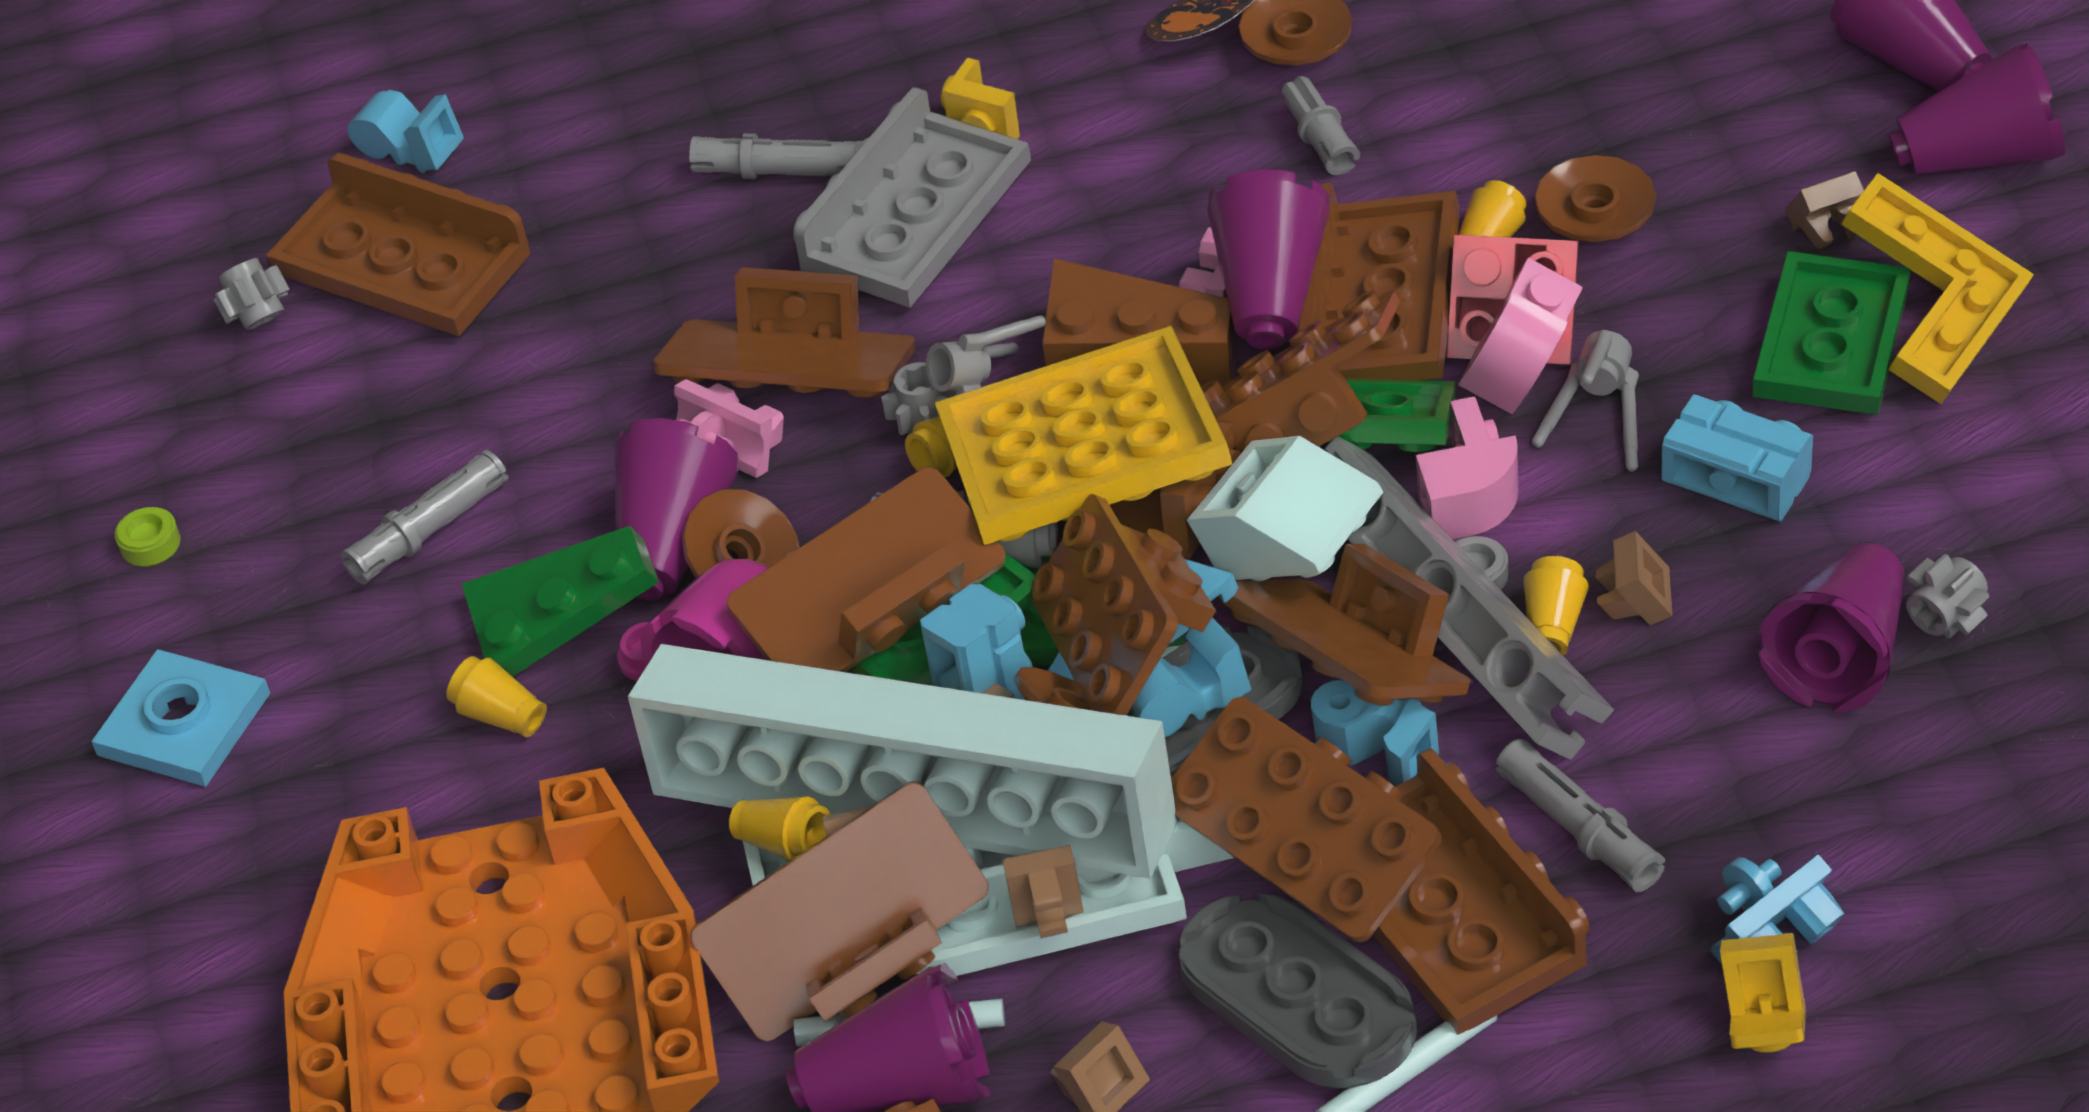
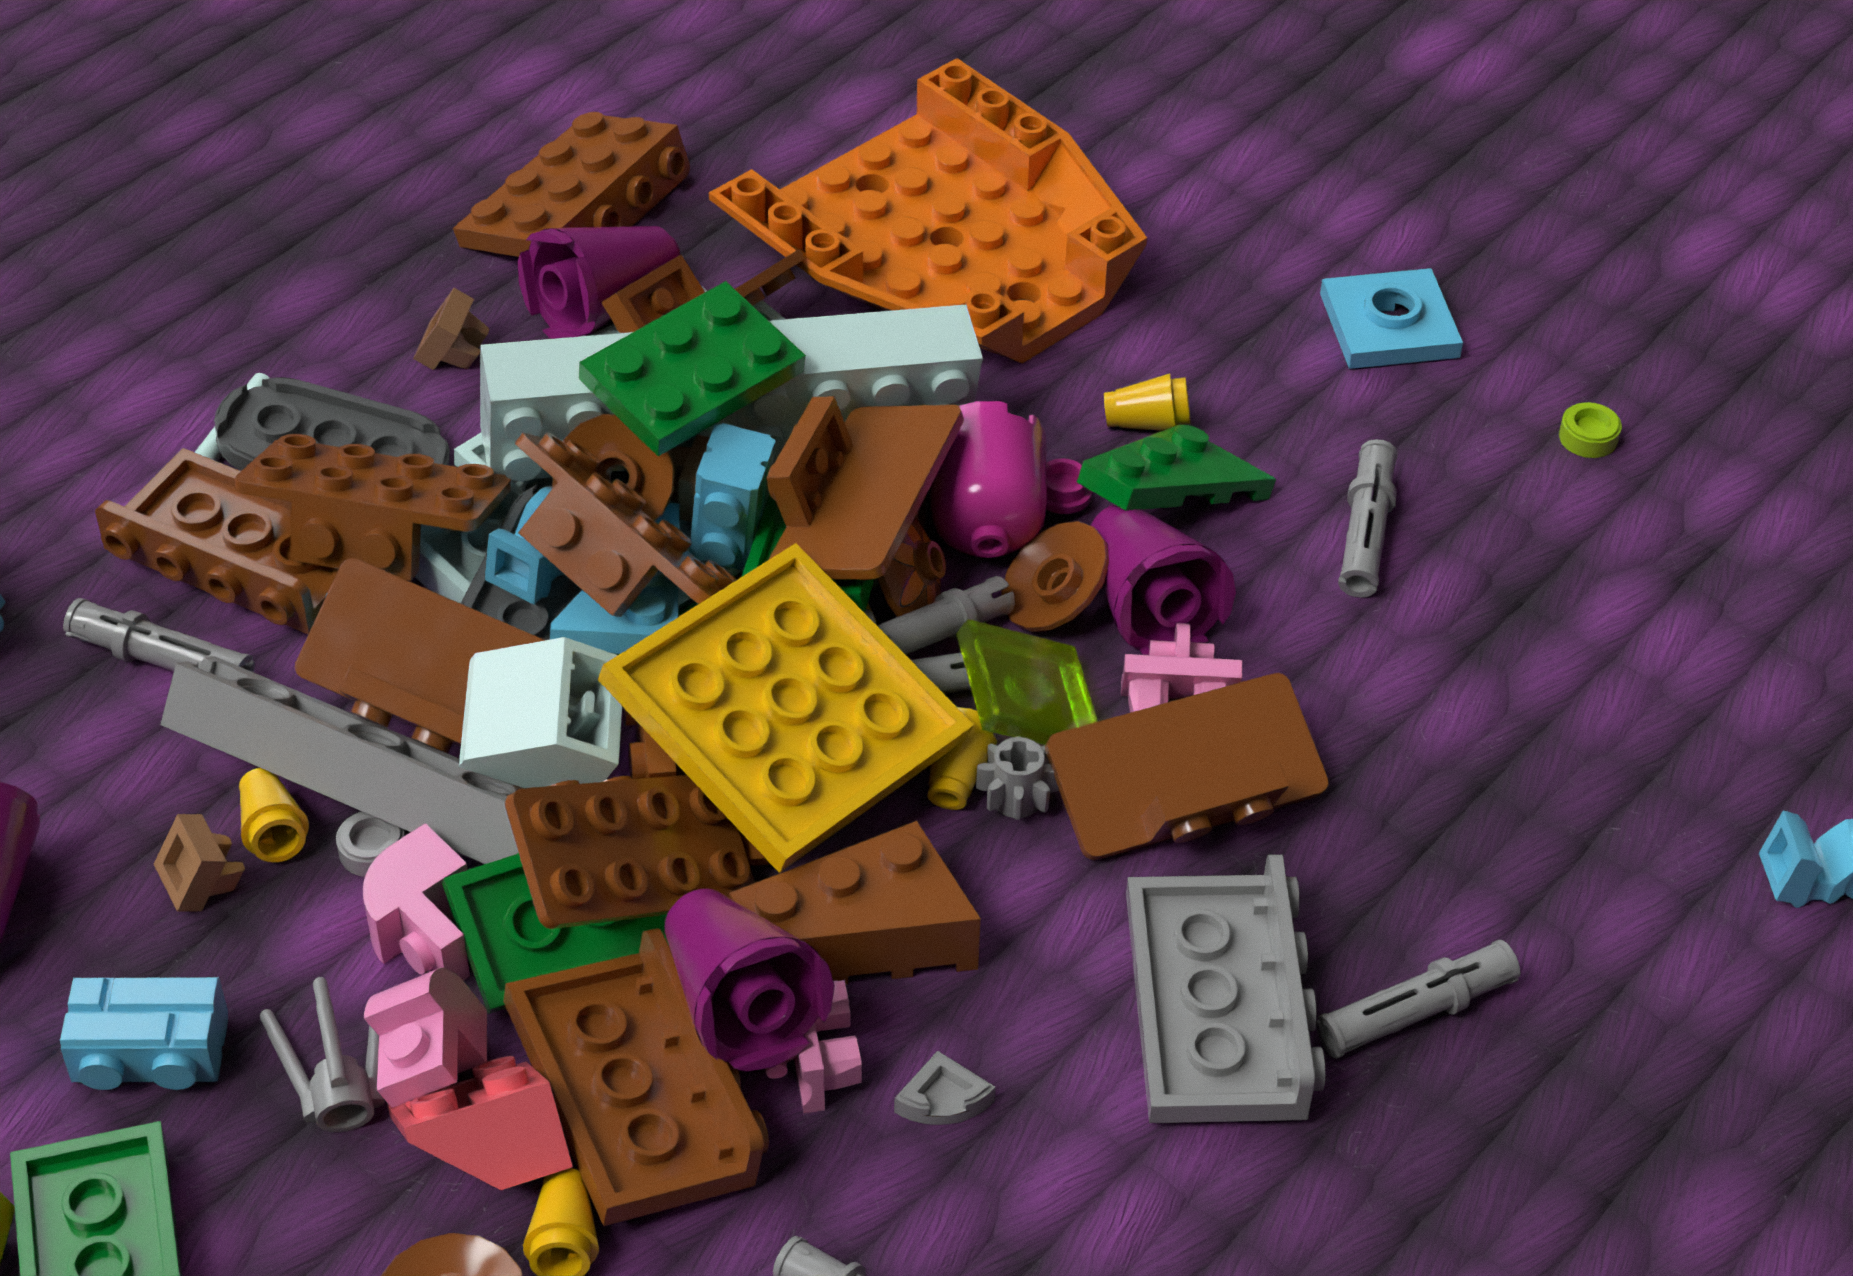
camera: 140 degrees right, 0 degrees up
(251, 294) = (1753, 627): light grey gear -> none
(403, 245) = (1679, 736): dark orange bracket -> none
(851, 457) = (1024, 682): none -> clear neon green tile
(948, 686) = (691, 368): none -> green plate
(966, 362) = (975, 769): light grey plant -> none
(978, 104) = (1250, 1135): yellow bracket -> none
(1157, 230) = (943, 1093): none -> light grey tile

